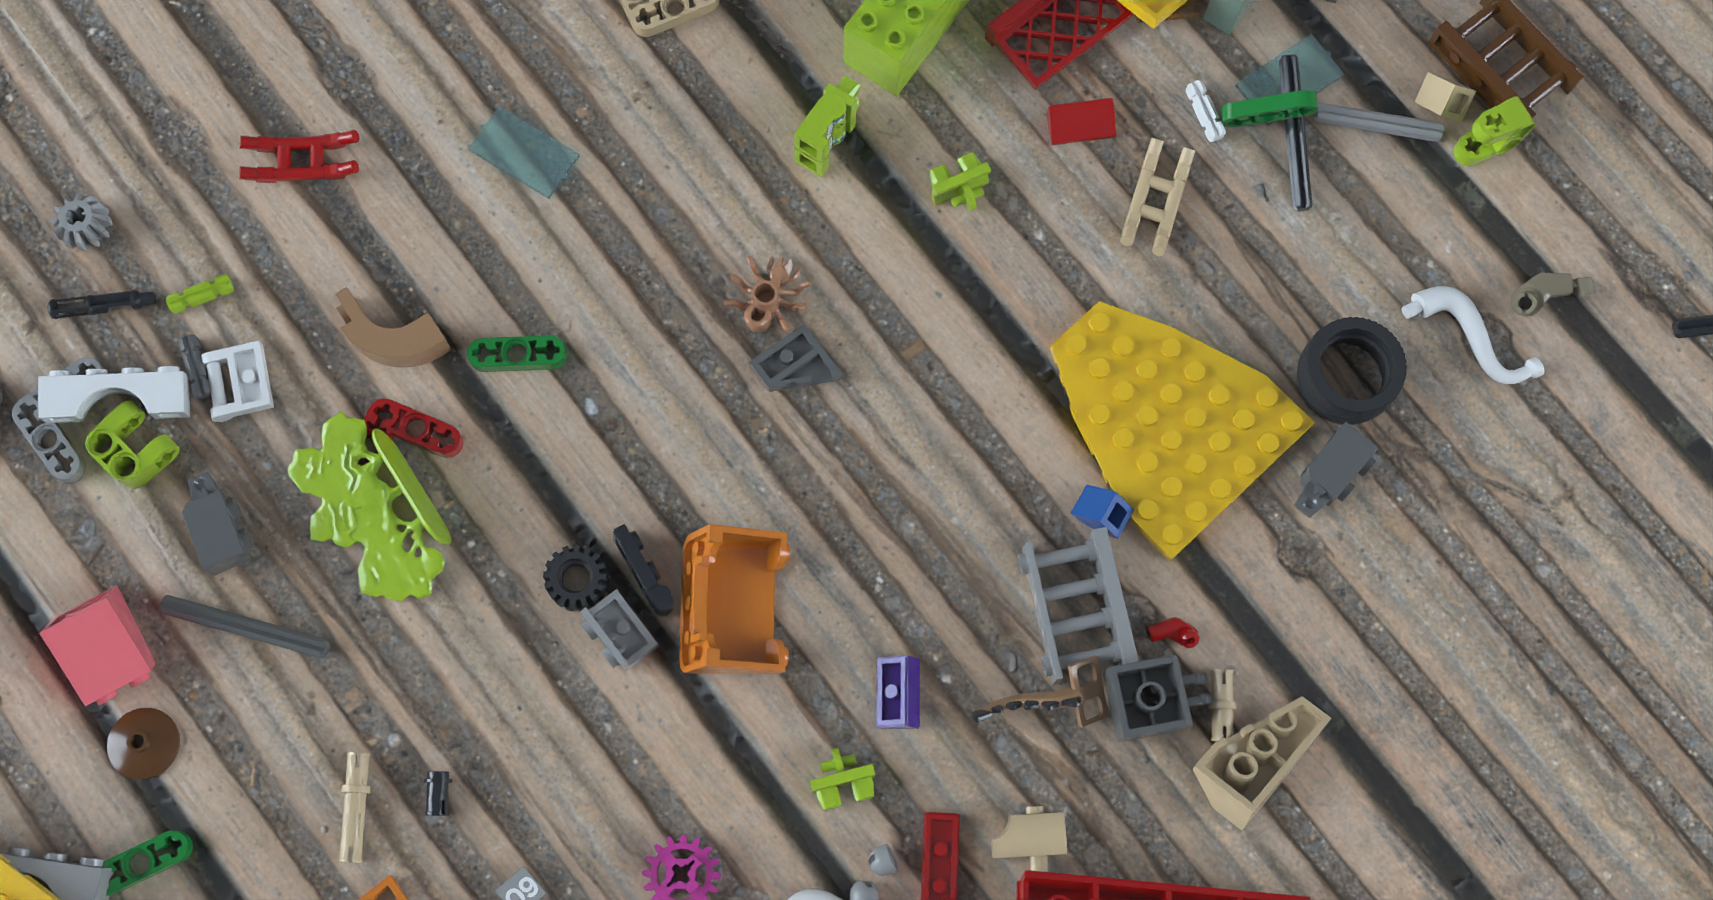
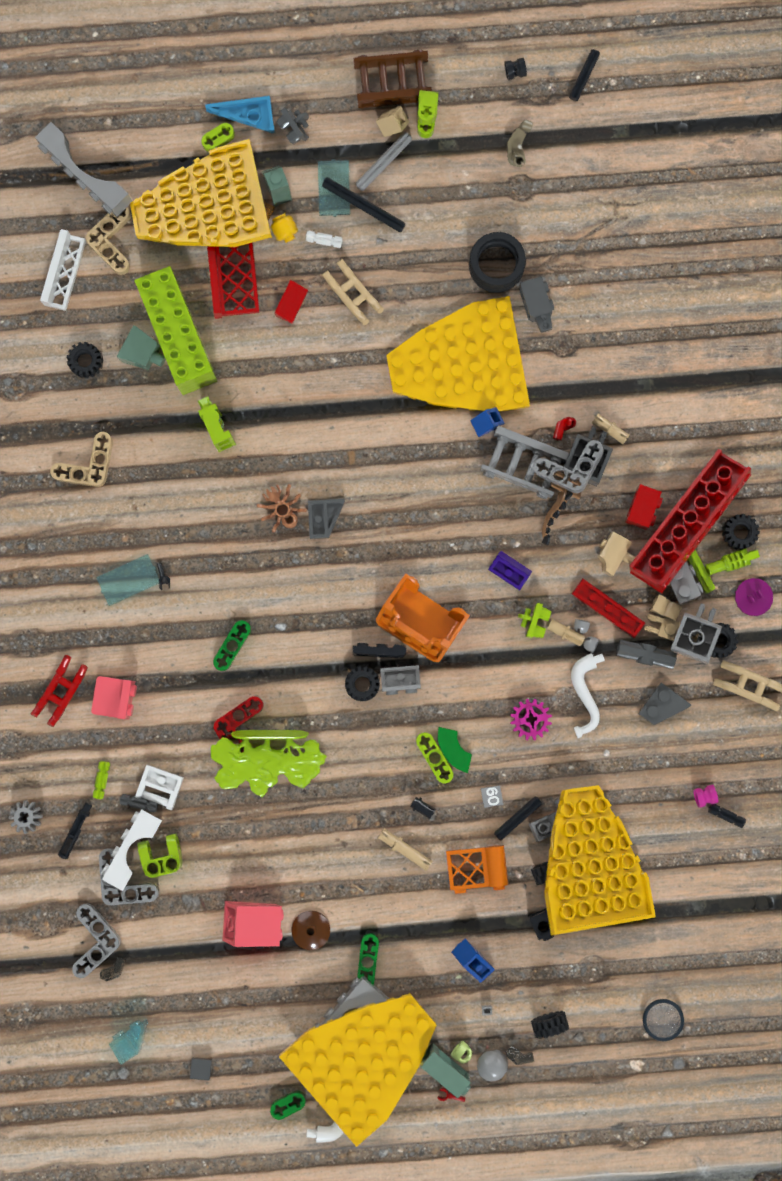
camera: 50 degrees left, 10 degrees up
(215, 526) = (227, 838): dark grey hinge -> none
(244, 626) = (284, 852): dark grey axle -> none
(334, 235) = (113, 697): none -> coral bracket
(394, 347) = (194, 698): medium nougat arch -> none
(534, 777) = (432, 742): none -> lime beam
(554, 197) = (163, 579): none -> black hand
(557, 782) = (452, 750): none -> green tile
(856, 842) = (565, 632): none -> tan axle
(962, 187) = (282, 388): lime hips -> none
(1113, 691) = (577, 473): none -> light grey beam
(1135, 836) = (643, 507): none -> red brick
(1181, 45) = (284, 228): none -> yellow head
(1251, 764) = (644, 432): tan wedge -> none
(1269, 108) = (345, 209): green beam -> none
(1464, 310) = (497, 189): white animal -> none
(1659, 223) = (515, 68): none -> black wheel

